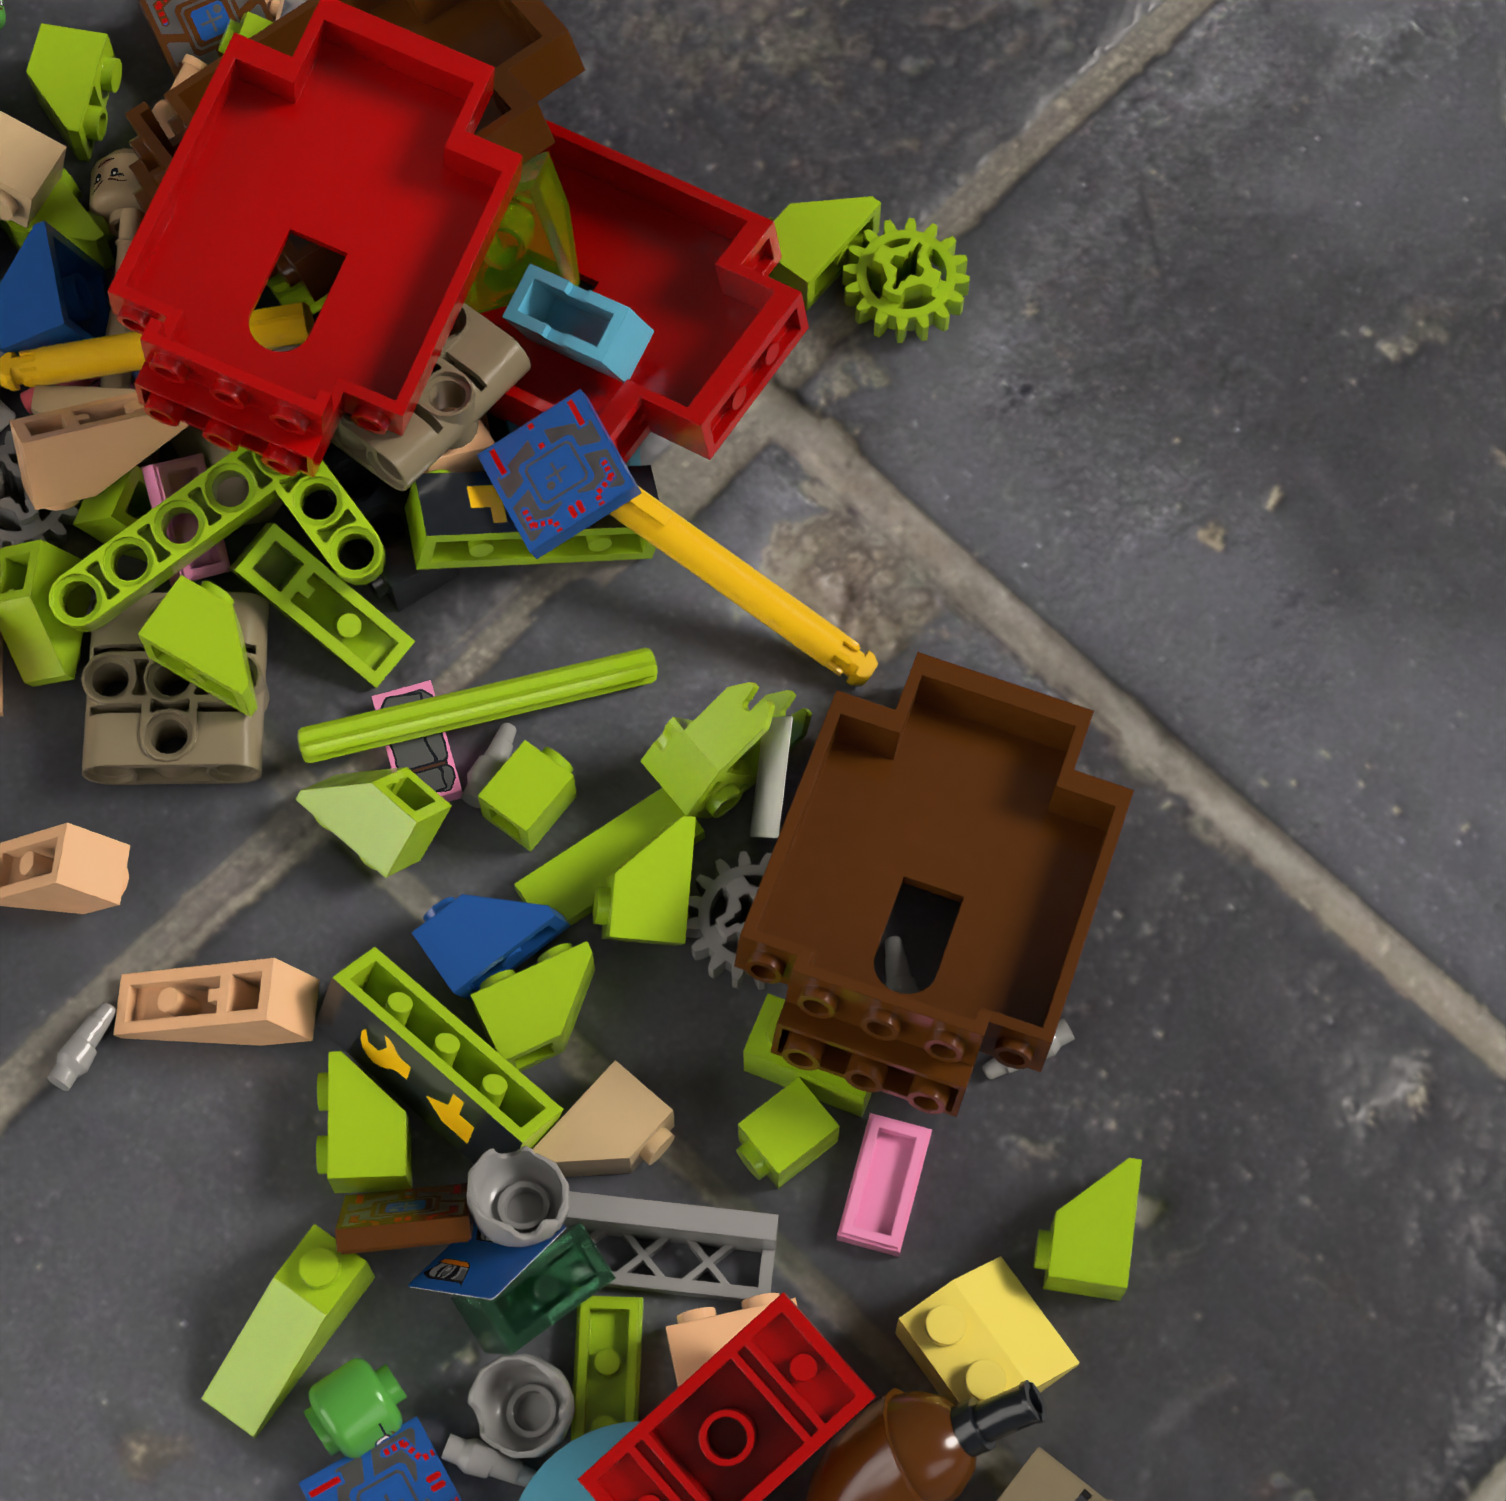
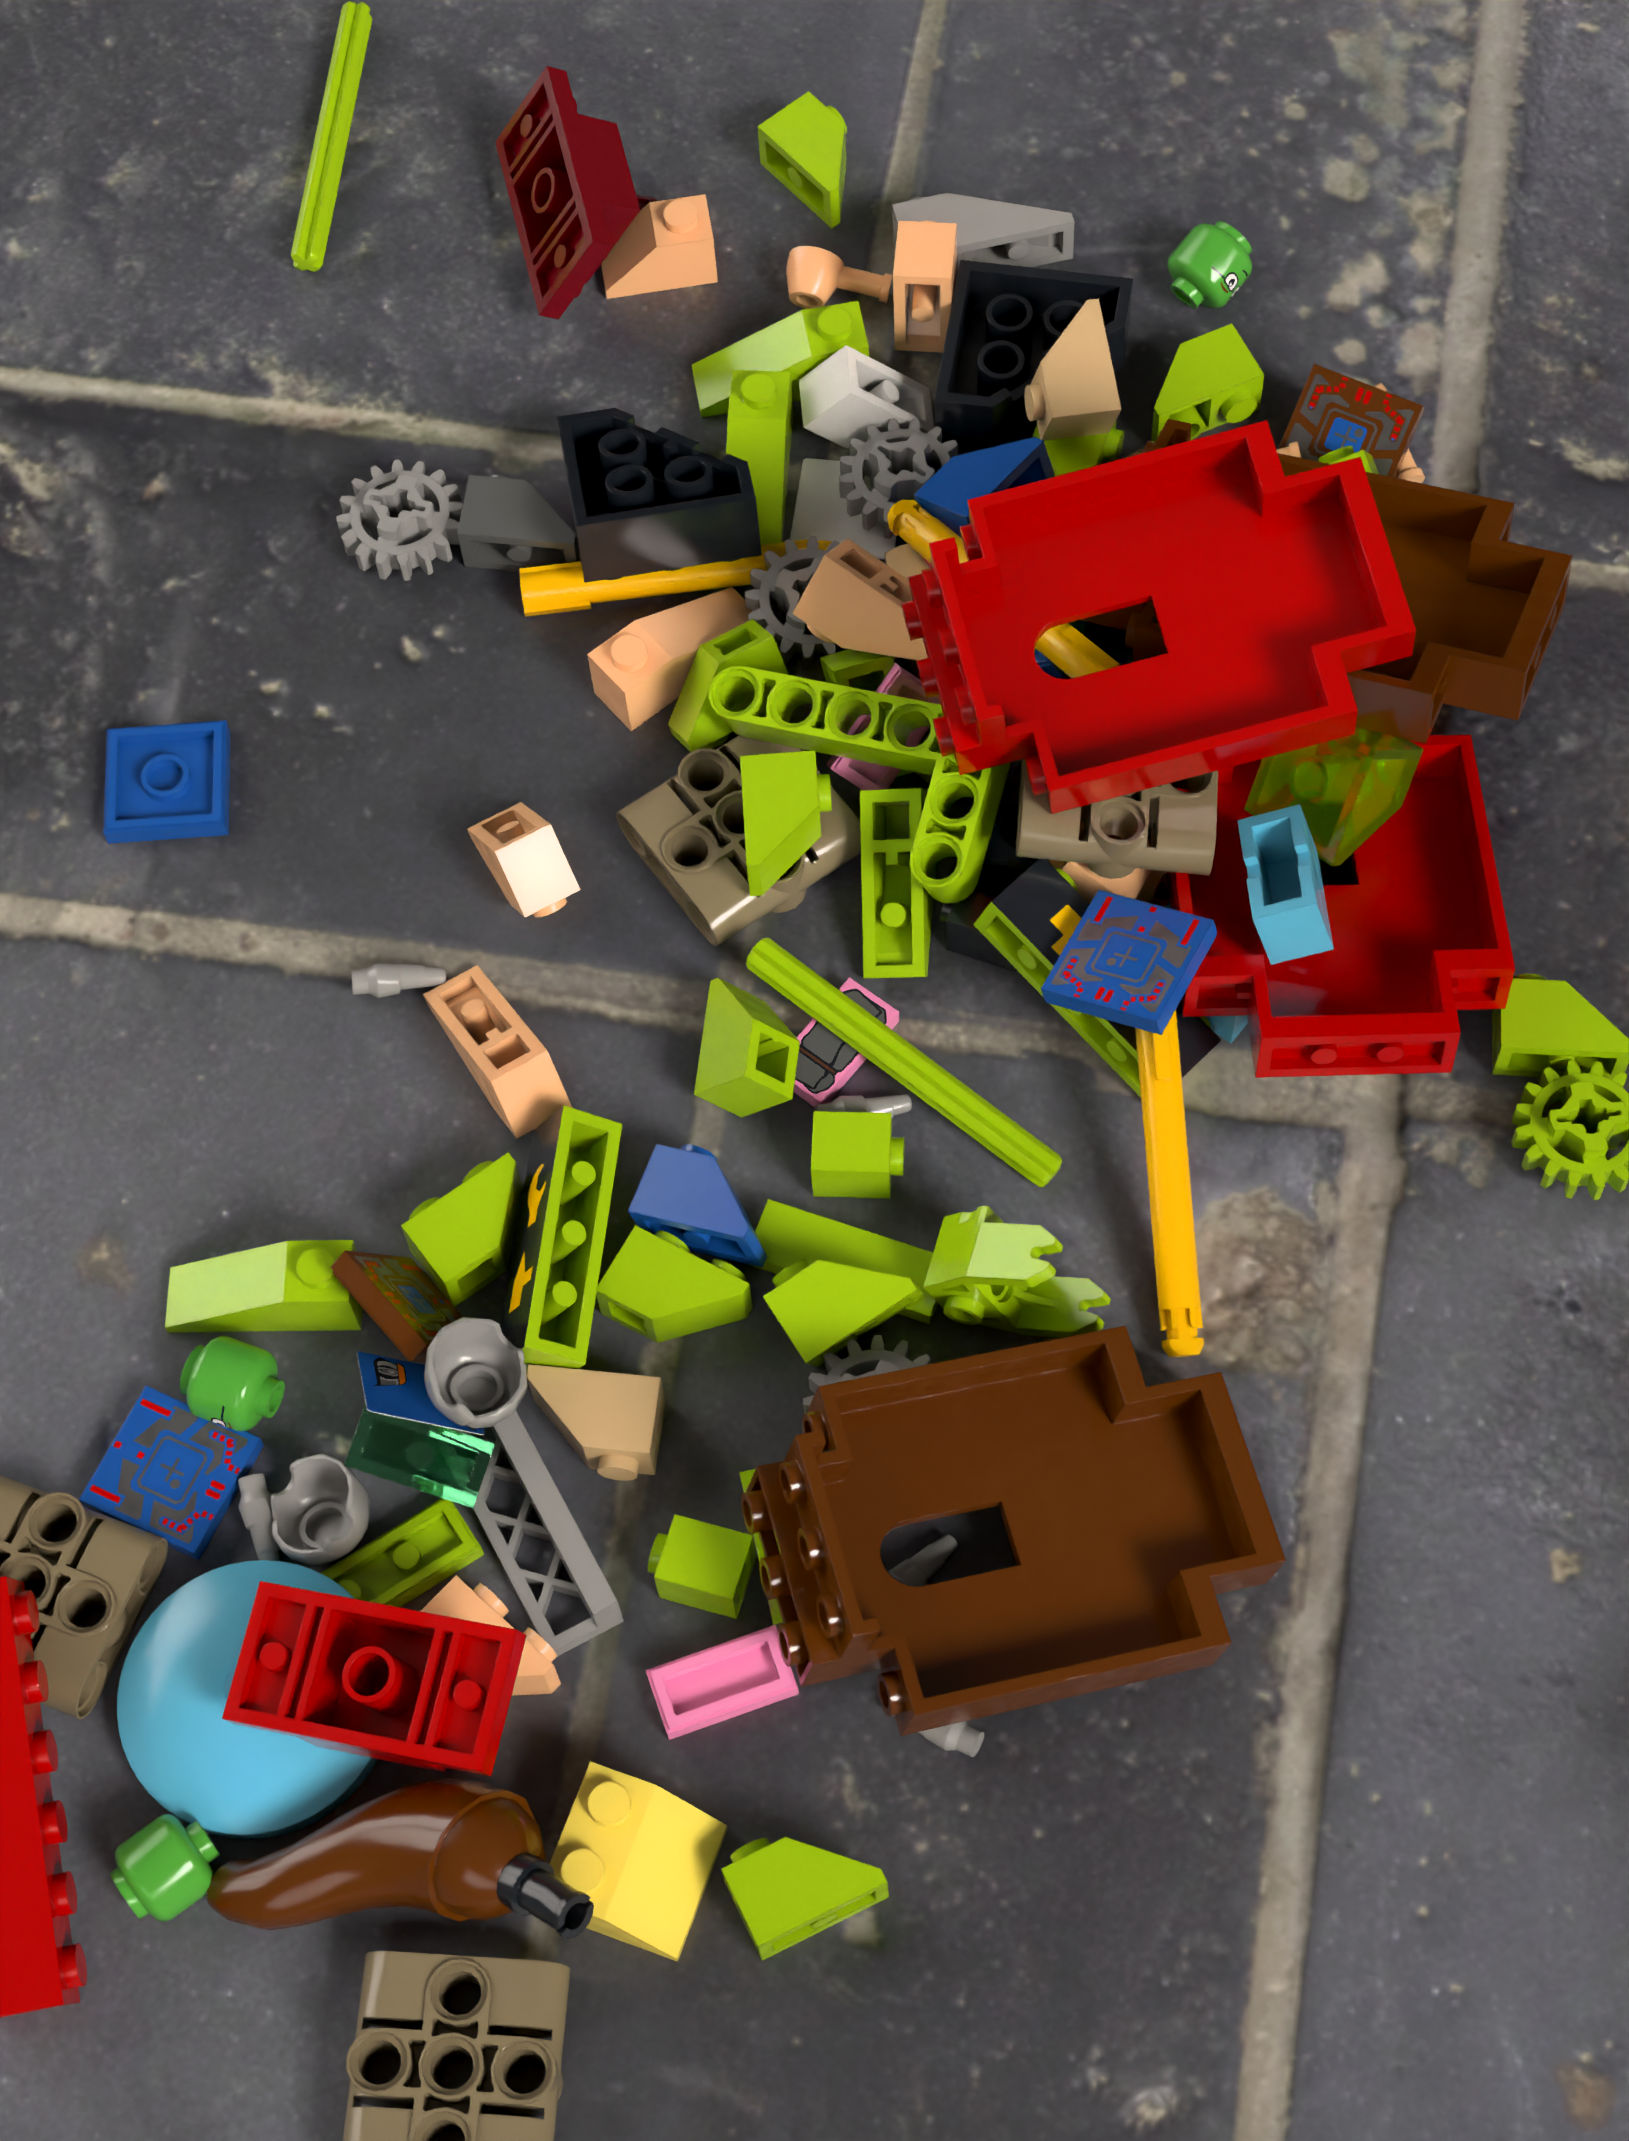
camera: 60 degrees right, 5 degrees down
(771, 778) = (1011, 1325): white sticker -> none

